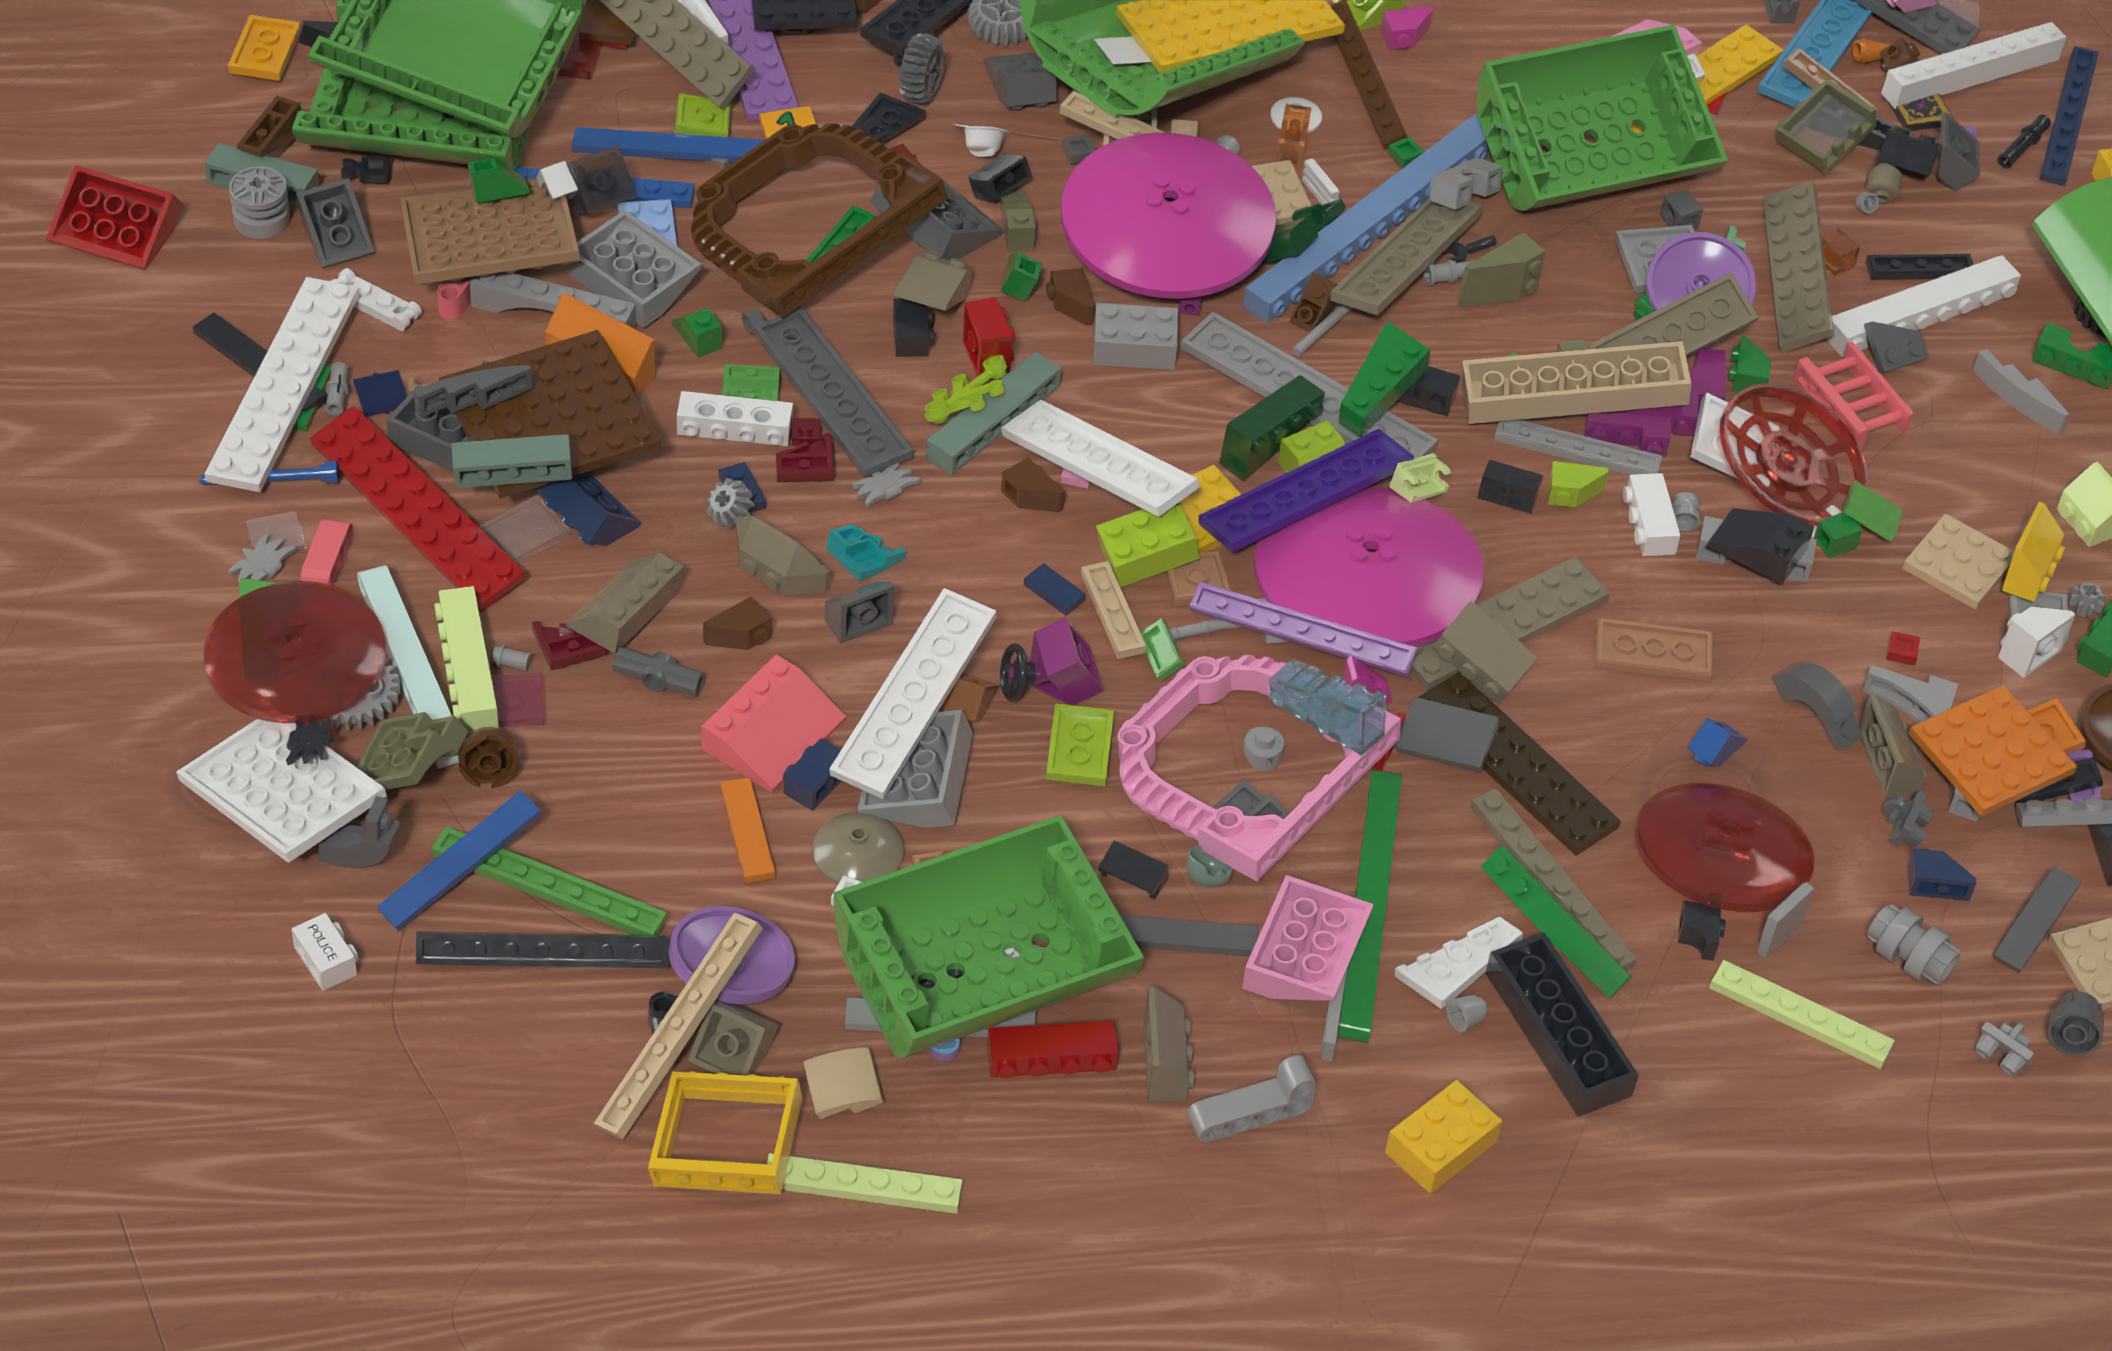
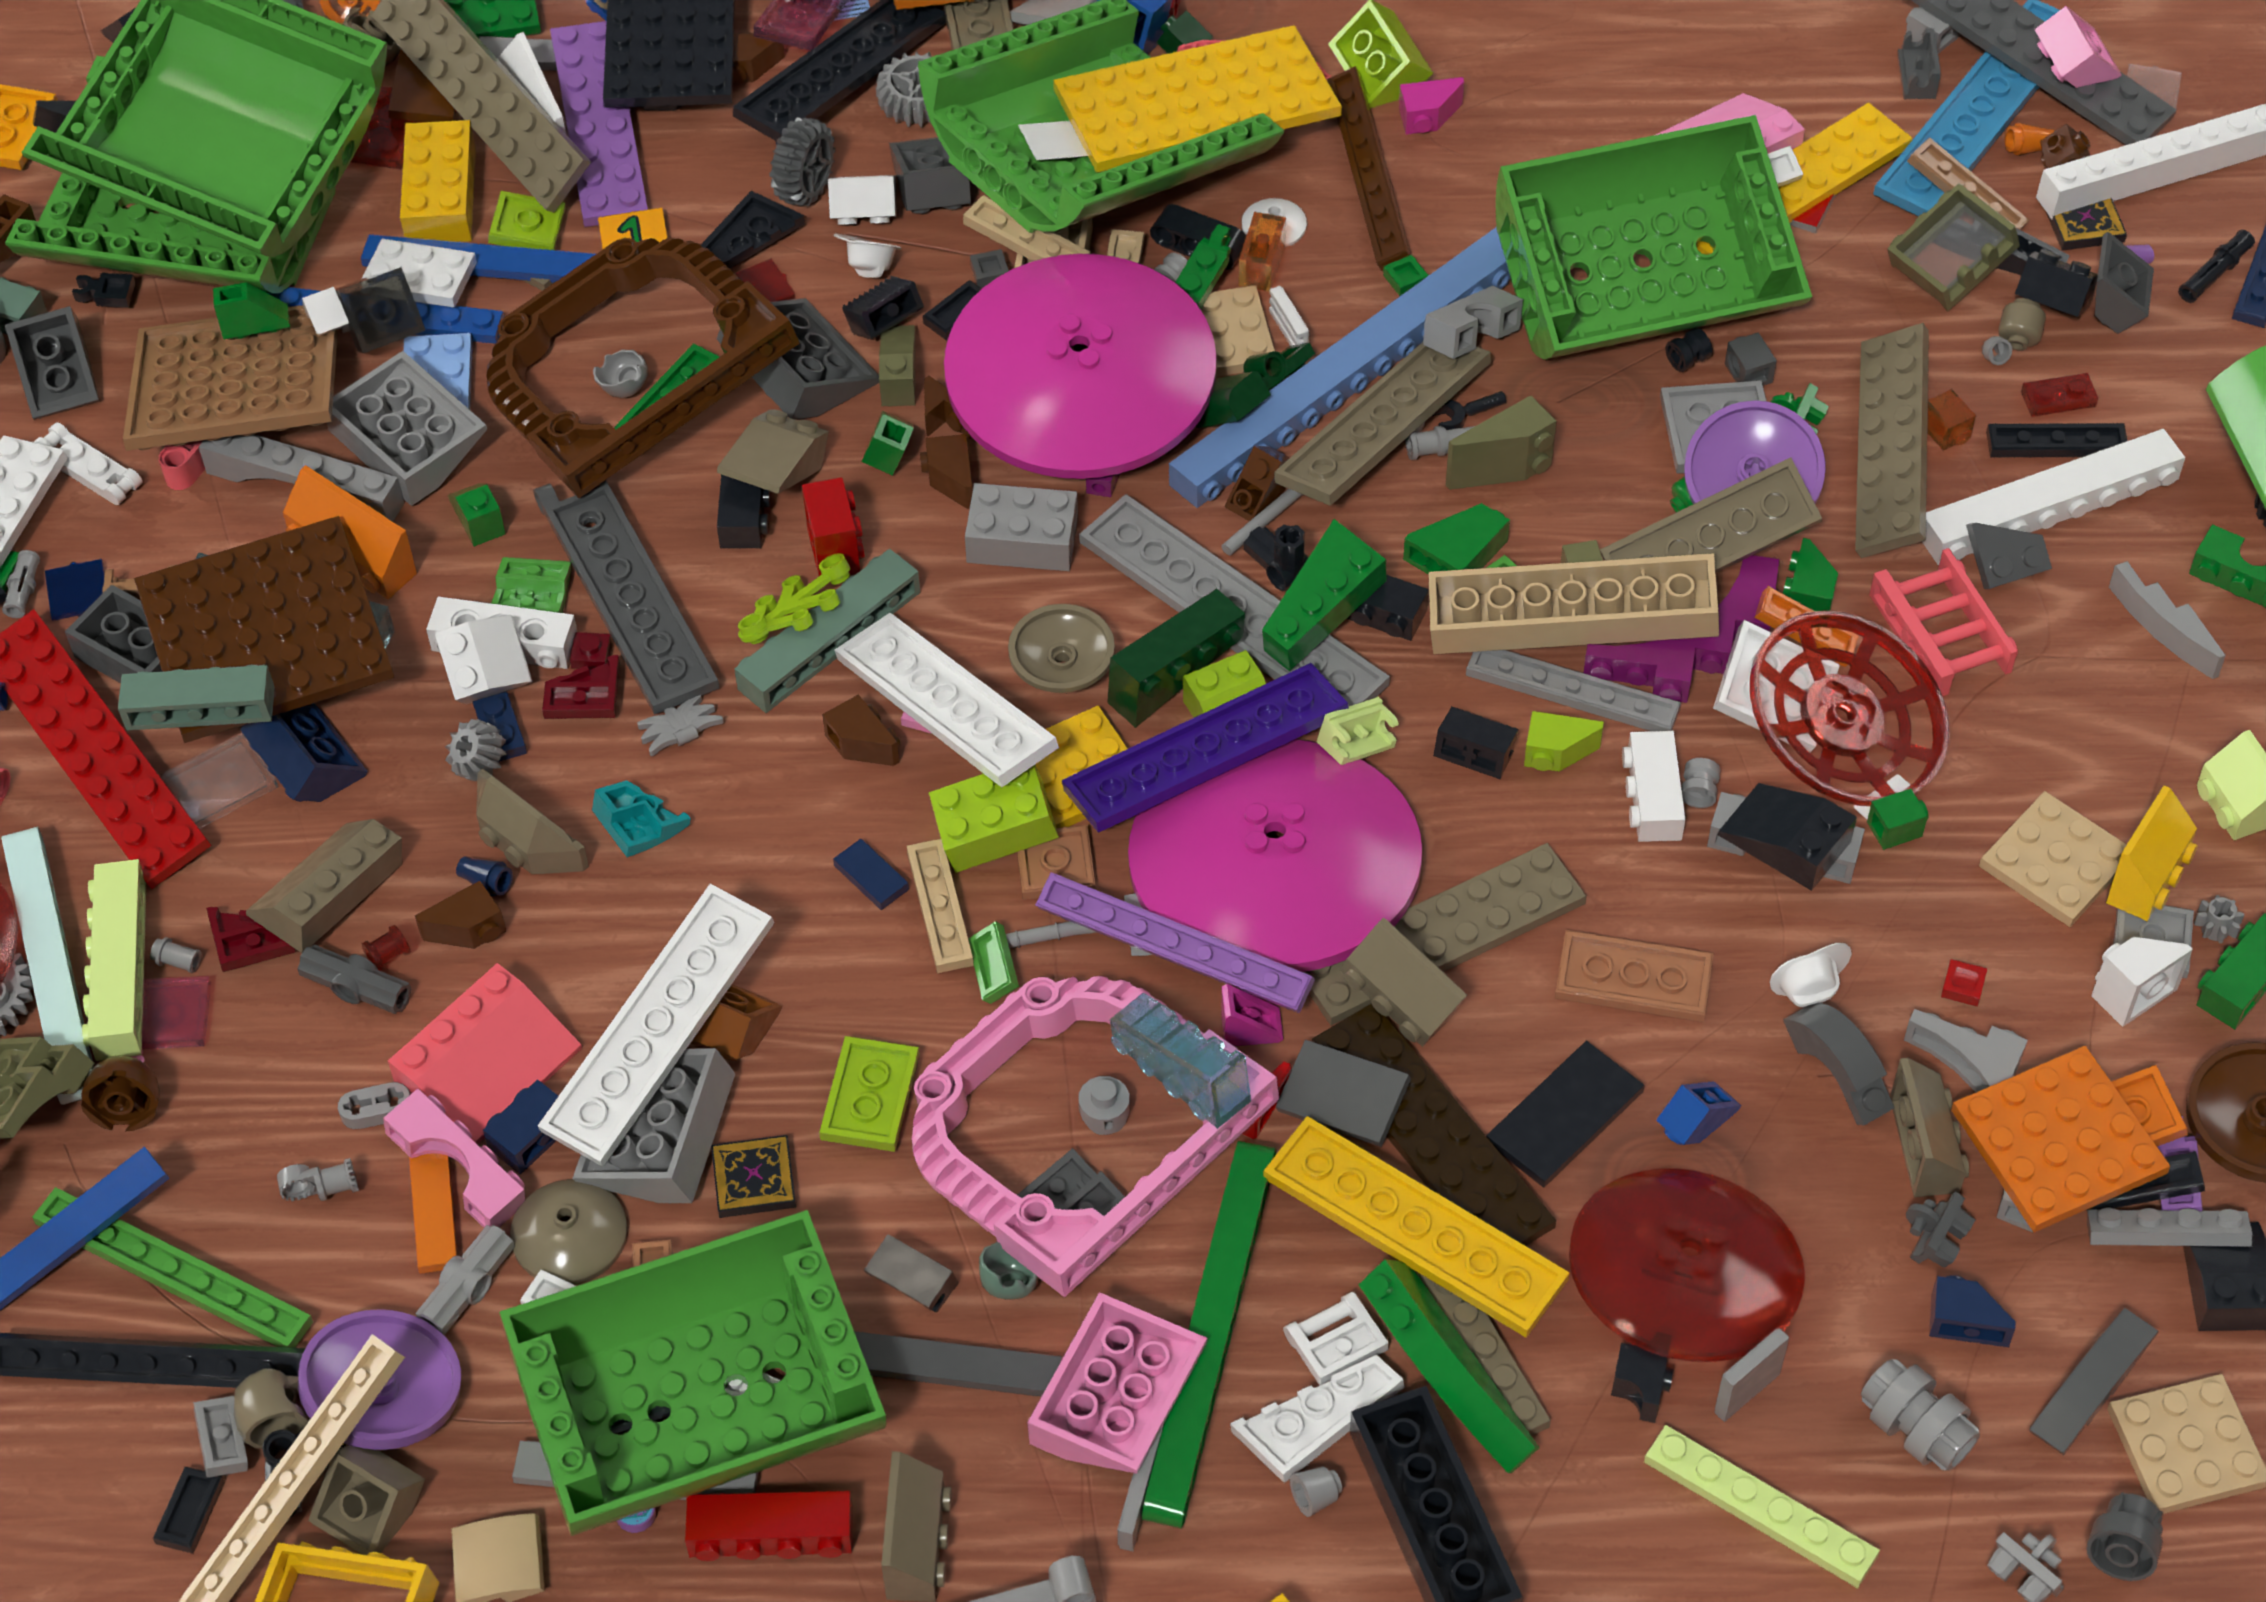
camera: 10 degrees right, 5 degrees up
(480, 387) = (179, 595): dark grey slope -> none
(591, 1055) = (188, 1510): none -> black tile
(609, 1001) = (219, 1438): none -> light grey plate
(626, 85) = (438, 181): none -> yellow brick
(640, 153) = (431, 272): none -> white plate
(645, 974) = (267, 1404): none -> dark tan piece
(654, 817) = (316, 1181): none -> light grey connector
(682, 647) = (386, 947): none -> clear red bush
(690, 763) = (373, 1103): none -> light grey beam
(727, 434) = (483, 658): none -> white slope
(736, 774) = (423, 1128): none -> bright pink arch
(758, 591) = (492, 874): none -> dark blue cone
(785, 882) = (466, 1278): none -> light grey piece
(799, 227) = (621, 373): none -> light grey hair
(860, 611) = (617, 902): dark grey slope -> none
(970, 96) = (862, 198): none -> white slope
(997, 806) = (753, 1176): none -> tile
(1053, 182) = (944, 314): none -> black tile
(1057, 250) = (939, 409): none -> reddish brown slope
(1058, 666) = (856, 983): magenta piece -> none
(1181, 422) = (1061, 635): none -> dark tan dish
(1241, 123) = (1183, 230): none -> black beam
(1253, 140) = (1206, 265): none -> green hinge
(1342, 357) = (1279, 553): none -> black piece
(1469, 913) = (1340, 1347): none -> white plate
(1477, 340) = (1458, 541): none -> green slope
(1518, 824) = (1416, 1226): none -> yellow plate
(1616, 746) = (1565, 1113): none -> black tile
(1631, 204) = (1691, 348): none -> black wheel
(1729, 384) = (1777, 608): none -> orange tile
(1790, 643) = (1812, 976): none -> white piece
(1872, 511) = (1946, 787): bright green tile -> none
(1918, 234) = (2059, 394): none -> clear red plate

